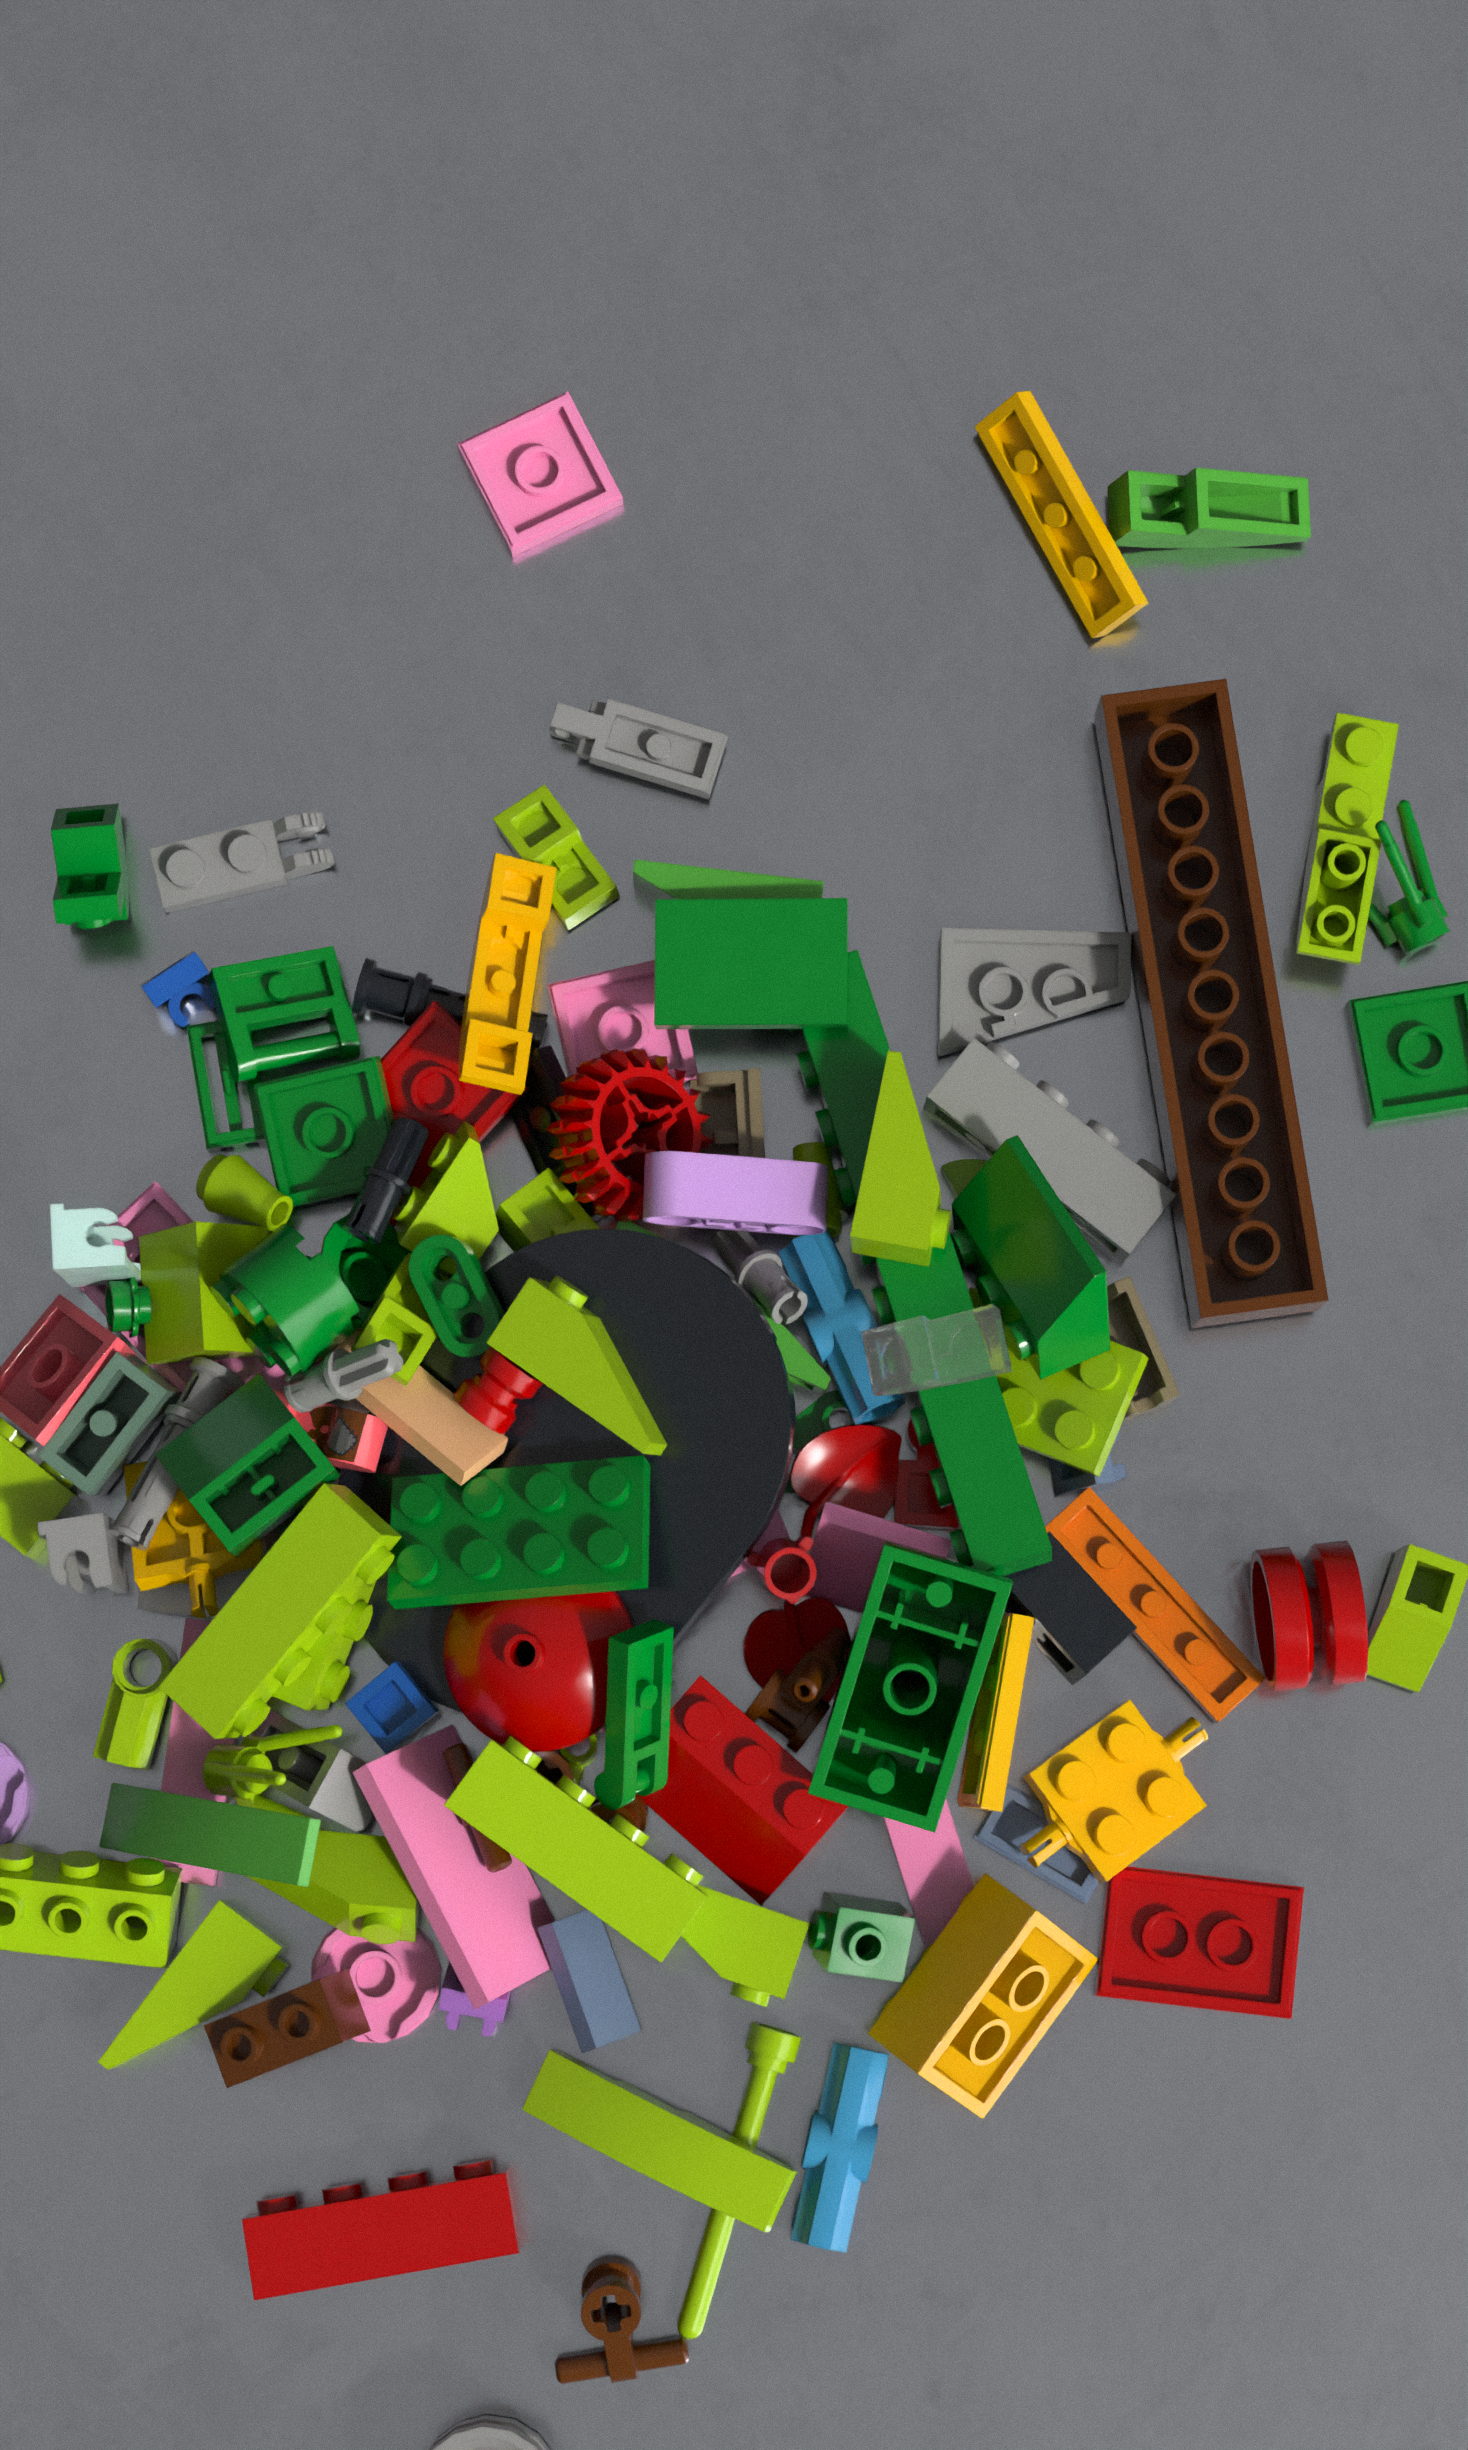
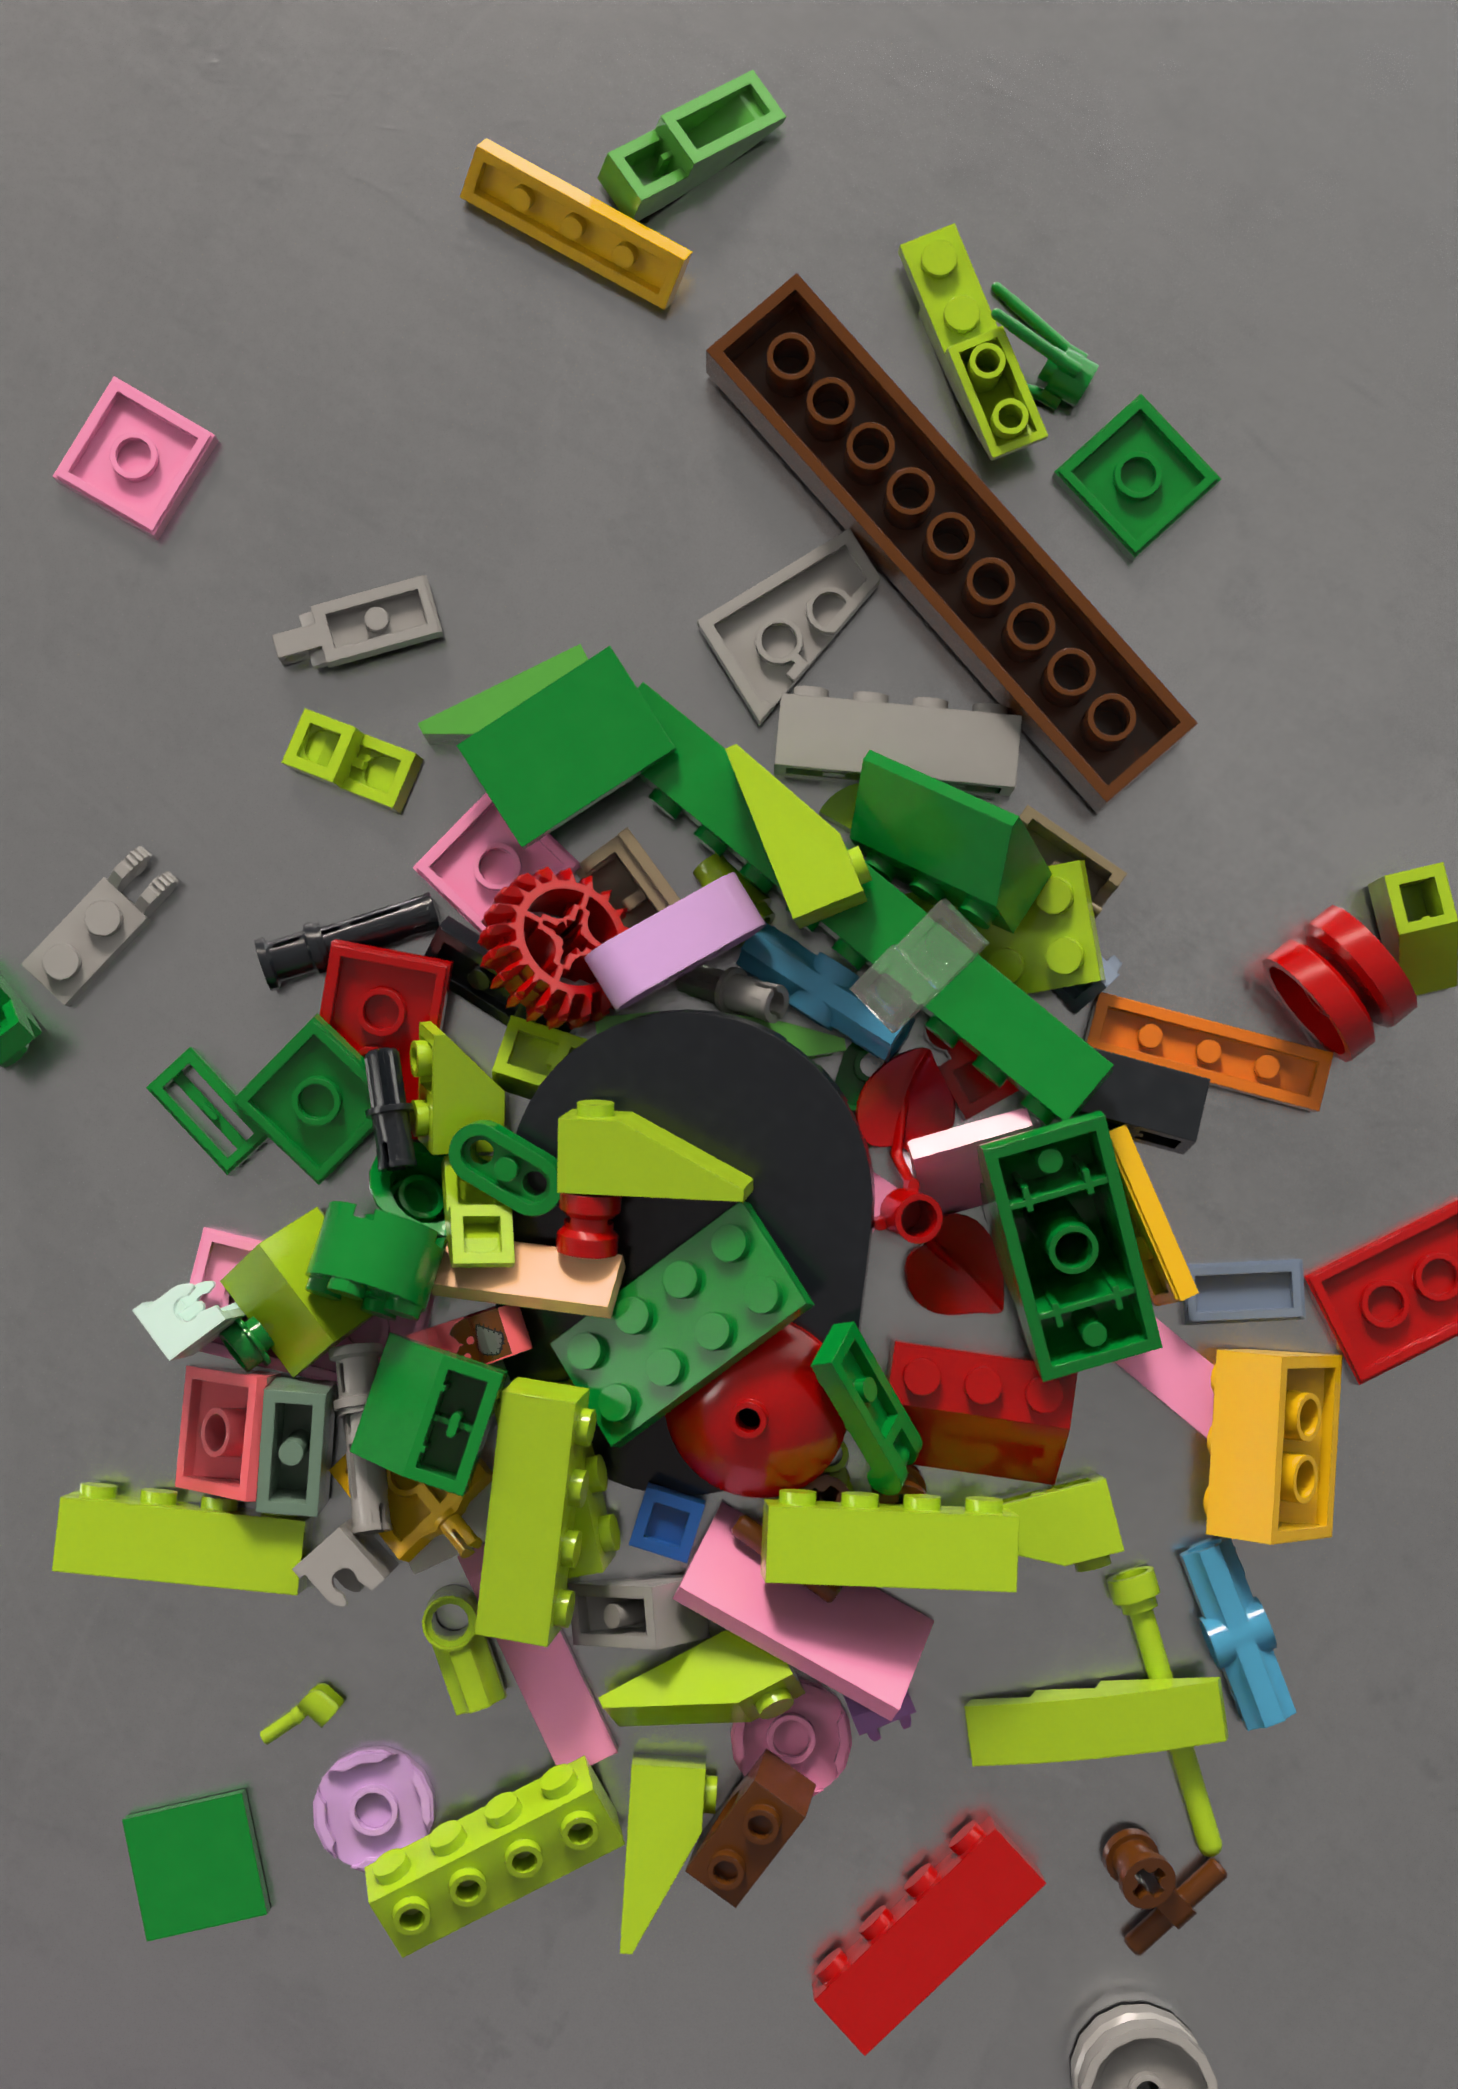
camera: 30 degrees left, 5 degrees up
(177, 982) = (115, 1058): blue tile -> none
(210, 1834) = (593, 1720): bright green slope -> none
(240, 1192) = (277, 1192): lime cone -> none
(246, 1772) = (587, 1649): lime plant -> none
(280, 993) = (203, 1013): green plate -> none
(342, 1375) = (459, 1291): light grey axle -> none
(504, 973) = (373, 883): yellow slope -> none
(589, 1980) = (961, 1635): sand blue tile -> none
(794, 1700) = (980, 1311): reddish brown piece -> none
(861, 1936) = (1151, 1460): brick -> none
(1114, 1792) = (1273, 1218): yellow plate -> none

